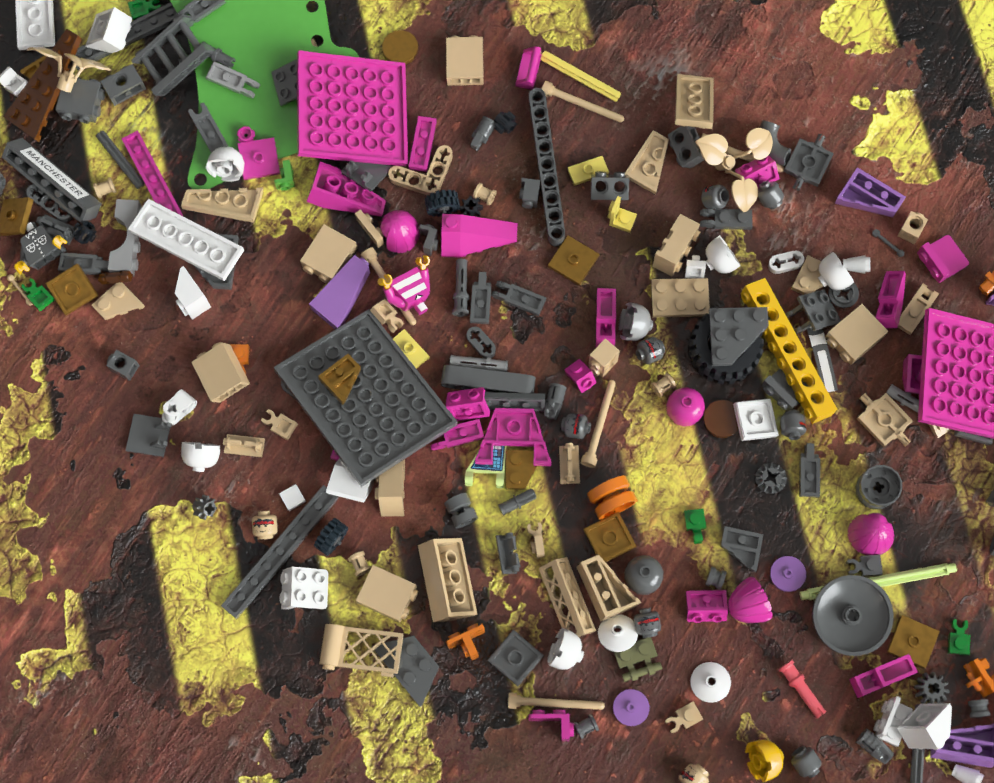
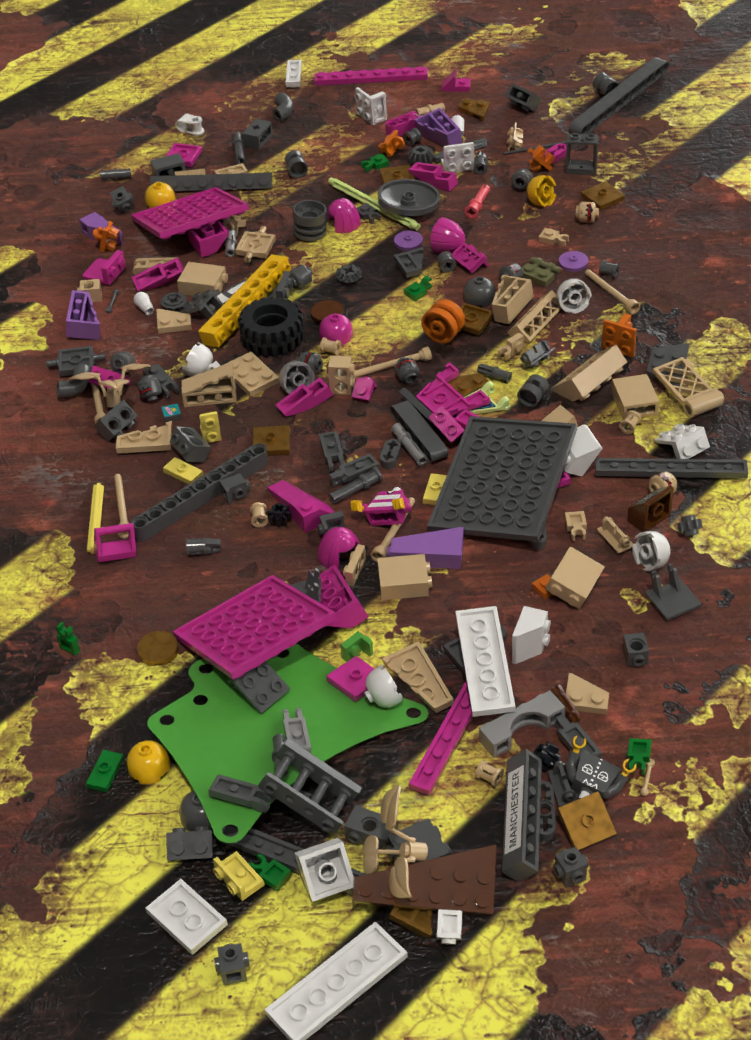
camera: 125 degrees left, 30 degrees down
(72, 289) = (608, 729): pearl gold plate -> none
(120, 159) = (449, 784): dark grey axle -> none
(178, 407) = (629, 589): white piece -> none
(208, 128) = (360, 723): dark grey plate -> none
(244, 489) = (651, 509): none -> reddish brown slope
(245, 130) = (341, 696): dark pink plate -> none
(292, 497) = (623, 487): white tile -> none
(331, 536) = (629, 440): black wheel -> none
(341, 377) = (504, 488): pearl gold wing -> none
(386, 314) = (422, 515): tan plate -> none
(422, 143) = (243, 577): dark pink plate -> none
(424, 180) = (276, 559): tan beam -> none
(442, 203) = (292, 527): black wheel -> none
(464, 60) = (138, 593): tan brick -> none
(505, 122) = (179, 534): black gear -> none
(515, 658) = (598, 314): dark grey plate -> none
(554, 400) = (392, 392): dark grey hinge -> none
(567, 728) = (623, 274): dark pink bracket -> none
(569, 464) = (436, 363): tan hinge -> none
(620, 640) = (539, 283): white dish -> none
(674, 203) = (171, 412): none -> tile
(694, 101) = (72, 429): tan plate -> none
(700, 684) = (517, 239): white dish -> none
(734, 332) = (260, 312): dark grey plate -> none
(755, 419) = (313, 295): white plate -> none
(784, 258) = (172, 337): white beam -> none
(809, 472) = (327, 258): dark grey hinge -> none
(834, 273) = (164, 299): white cylinder -> none
(927, 726) = (446, 133): white slope -> none

